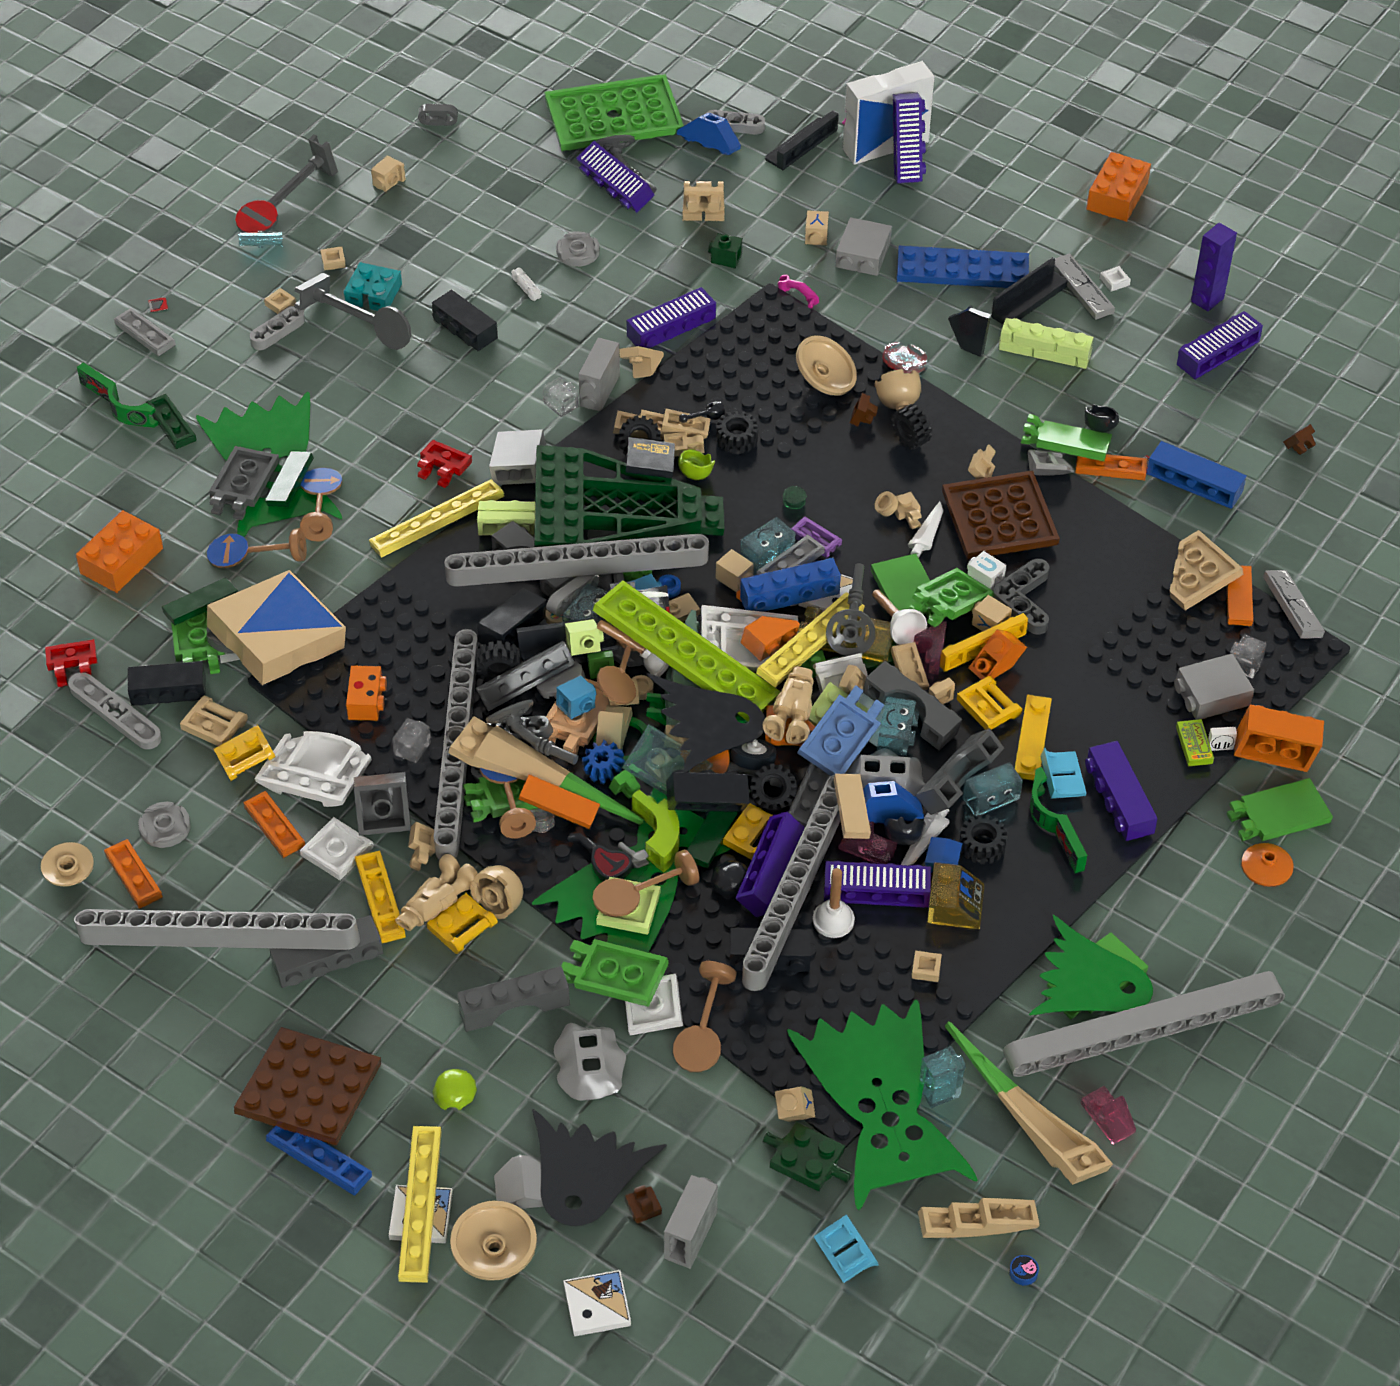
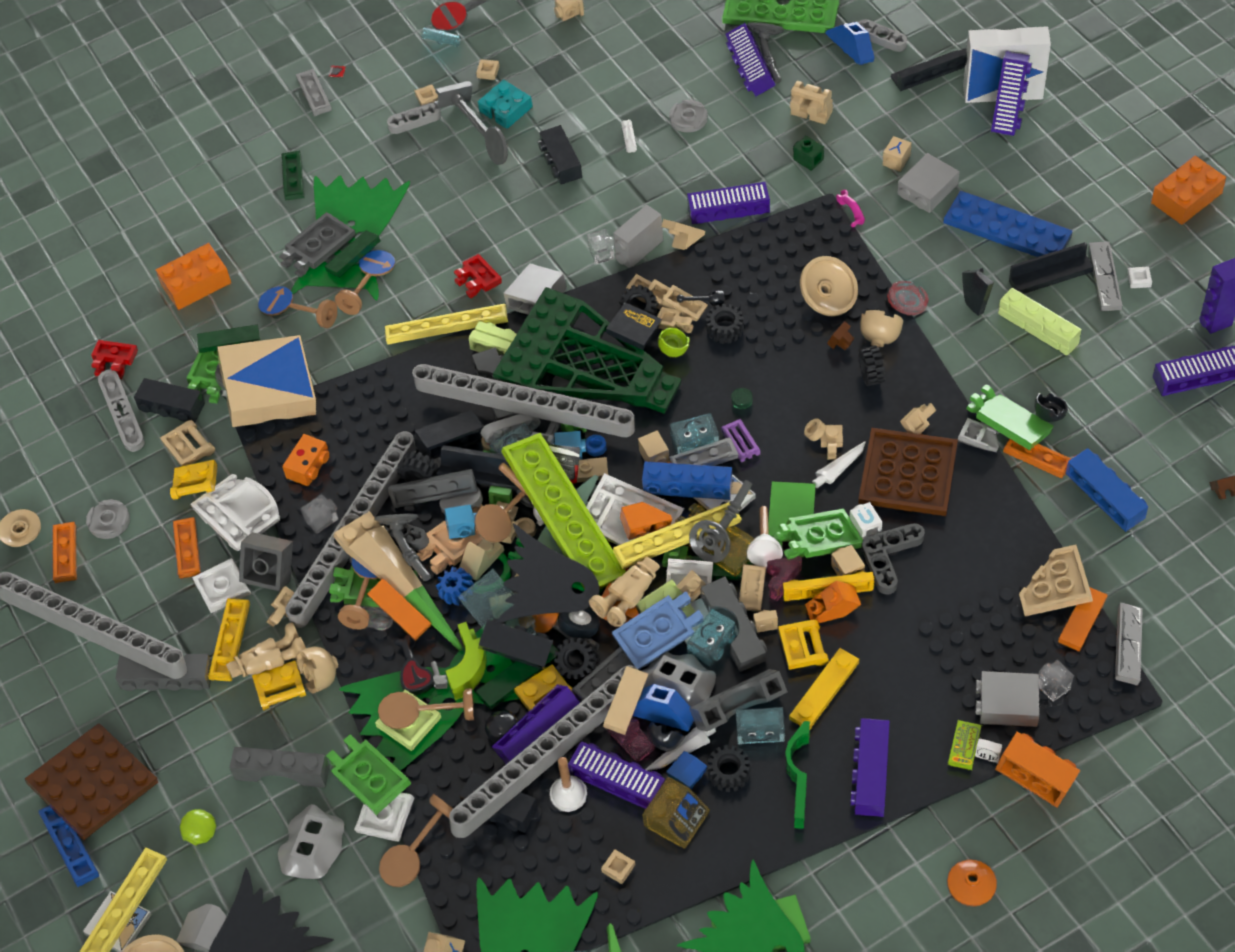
camera: 30 degrees right, 5 degrees up
(107, 389) = (265, 162): green piece -> none
(583, 637) = (488, 471): yellowish green brick -> none
(626, 783) = (459, 609): bright green tile -> none
(1063, 763) = (834, 723): medium azure piece -> none
(1280, 811) = (1010, 836): bright green tile -> none

